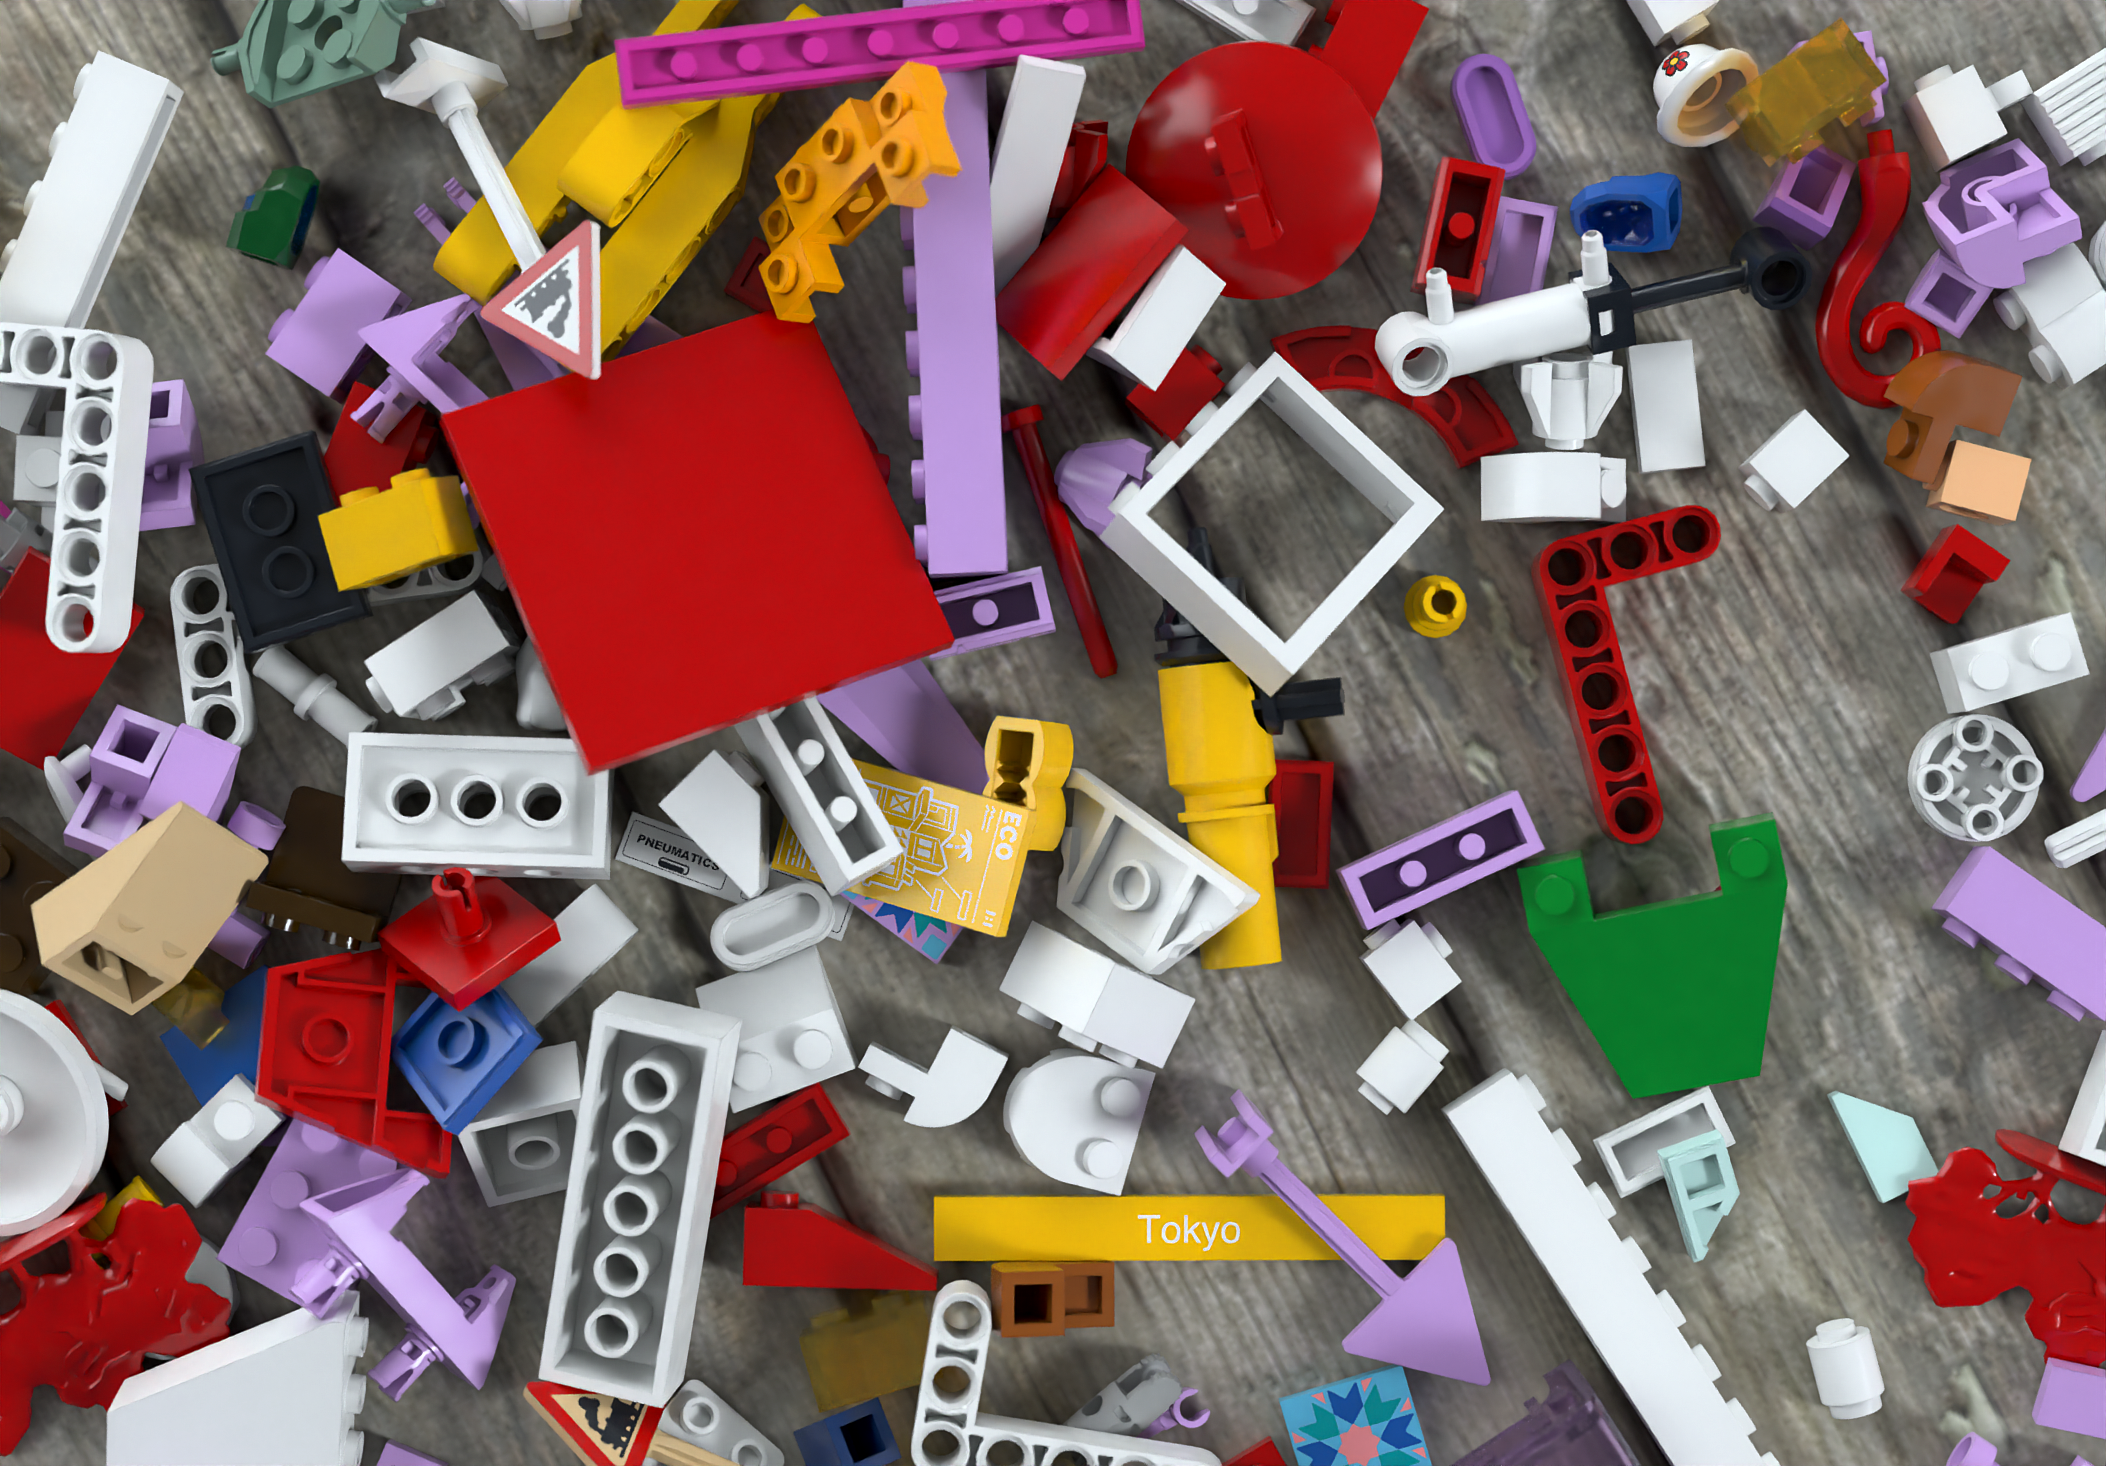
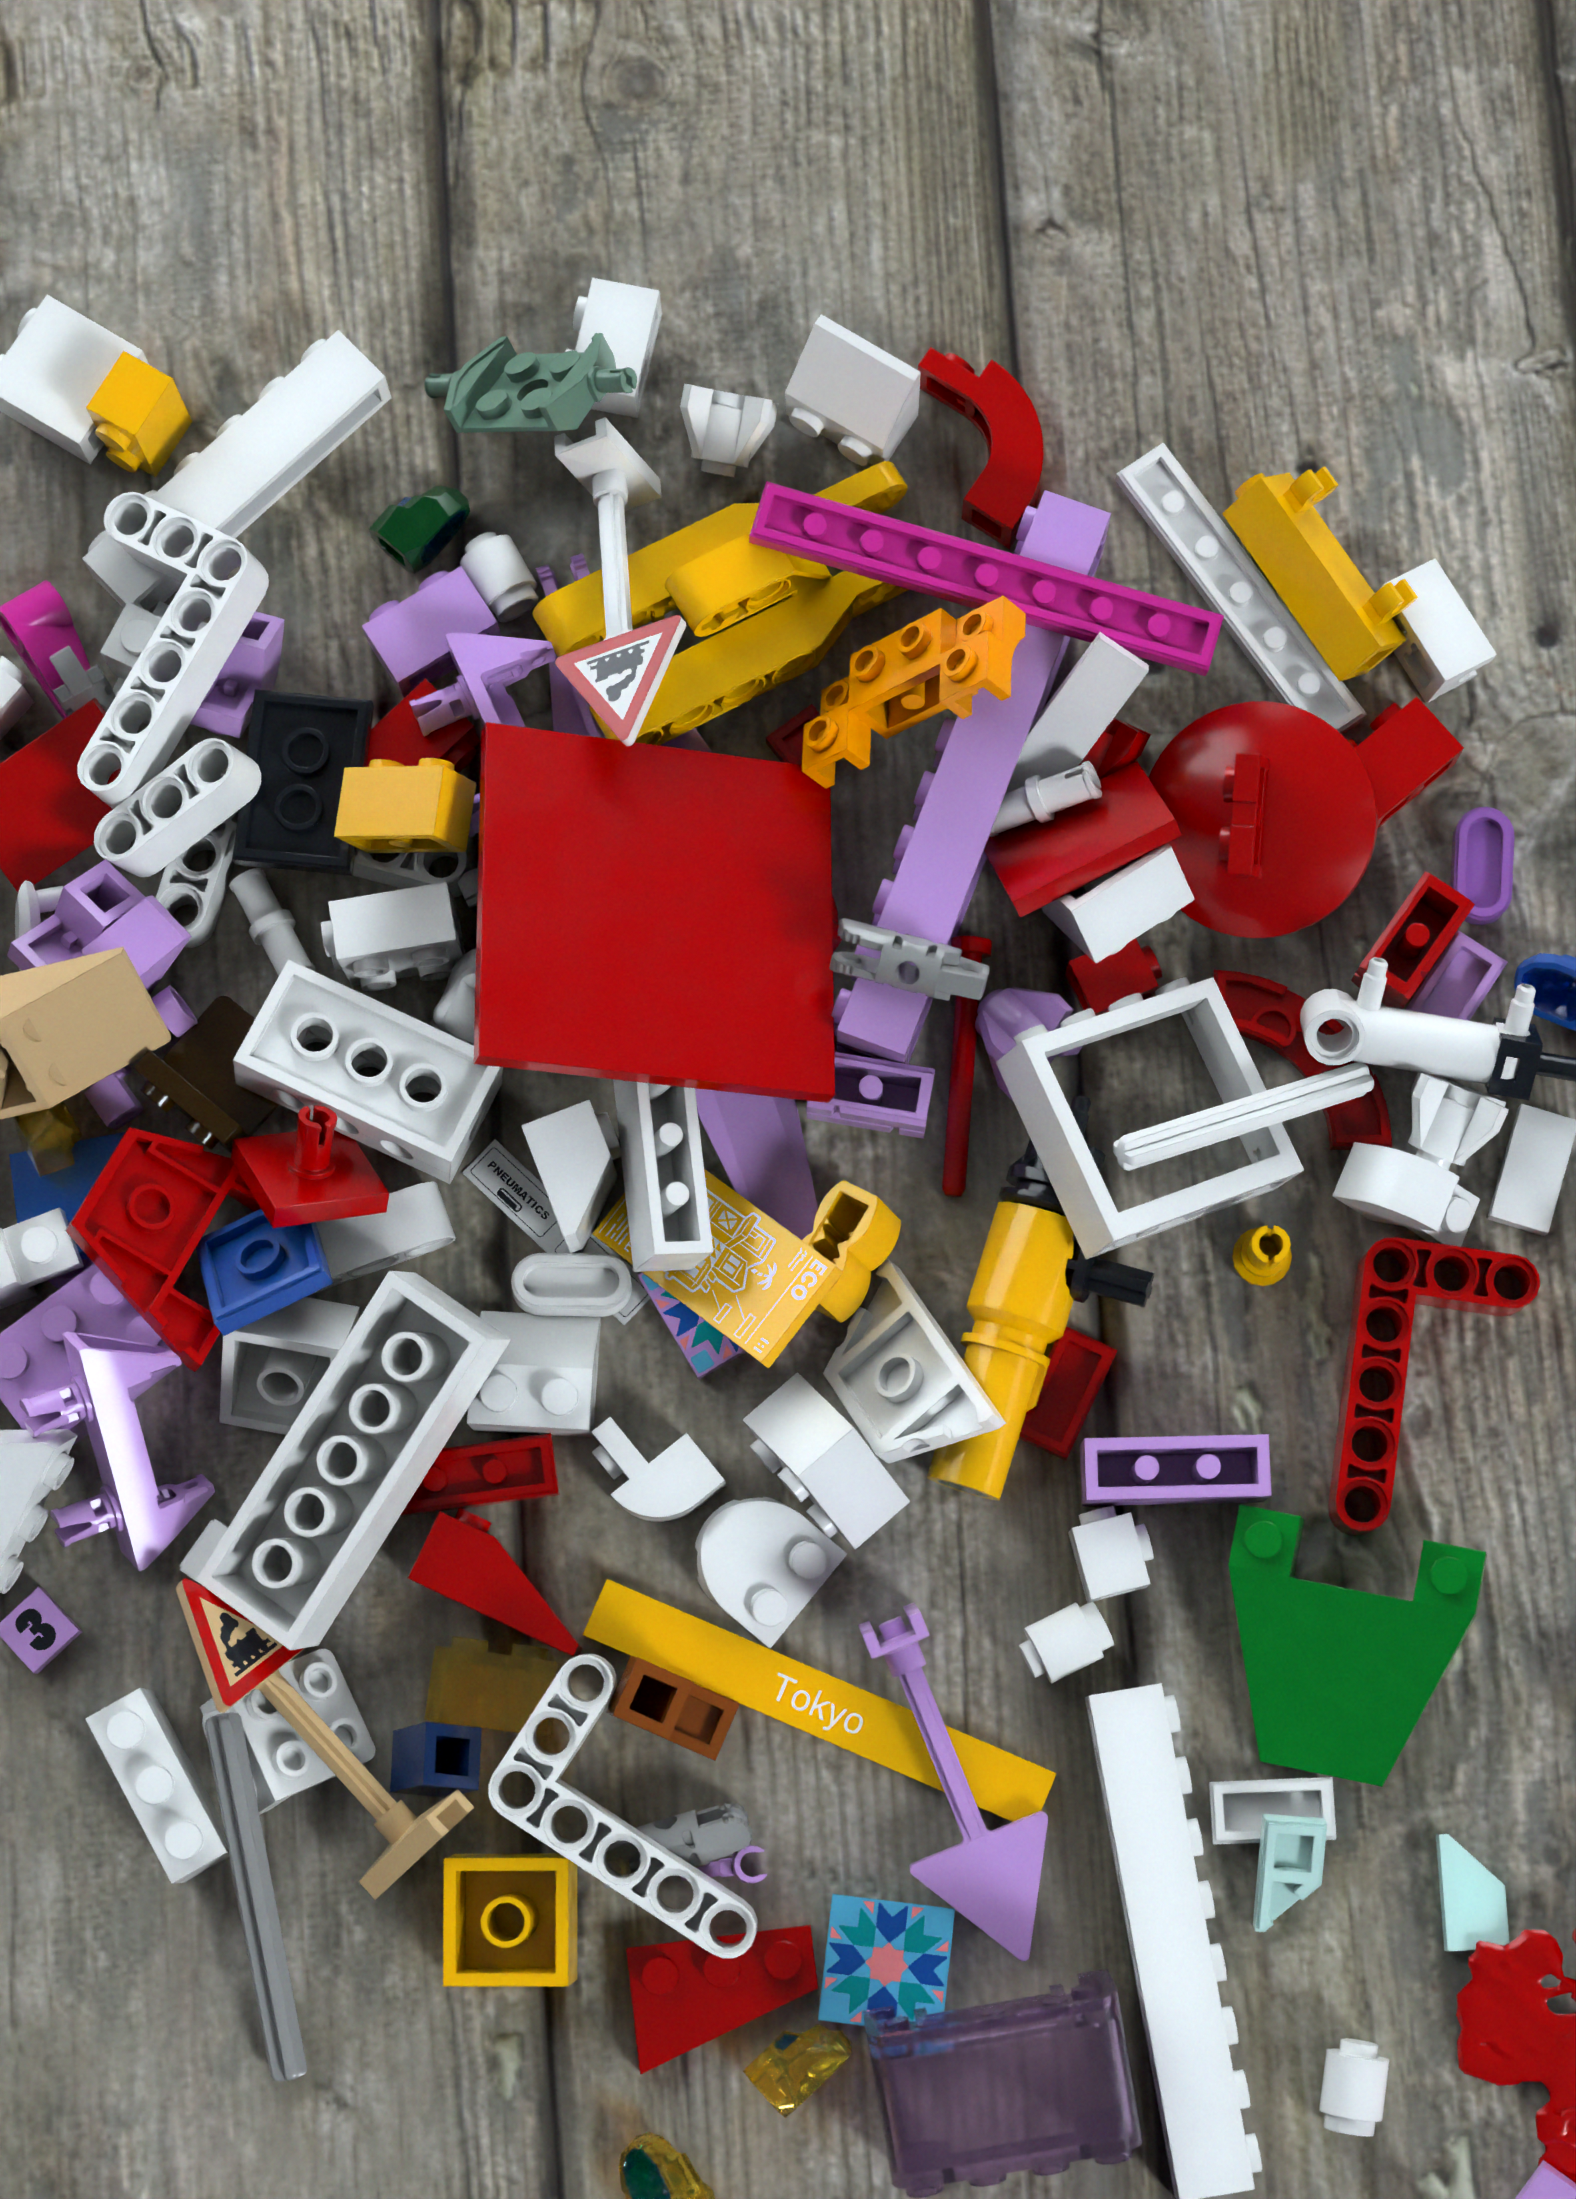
camera: 25 degrees right, 10 degrees down
(142, 637) = (151, 809): none -> white beam
(380, 238) = (500, 575): none -> white brick
(532, 1339) = (203, 1548): none -> white tile
(972, 479) = (937, 969): none -> light grey hinge
(1032, 243) = (1045, 796): none -> white pin
(1364, 486) = (1242, 1116): none -> white axle

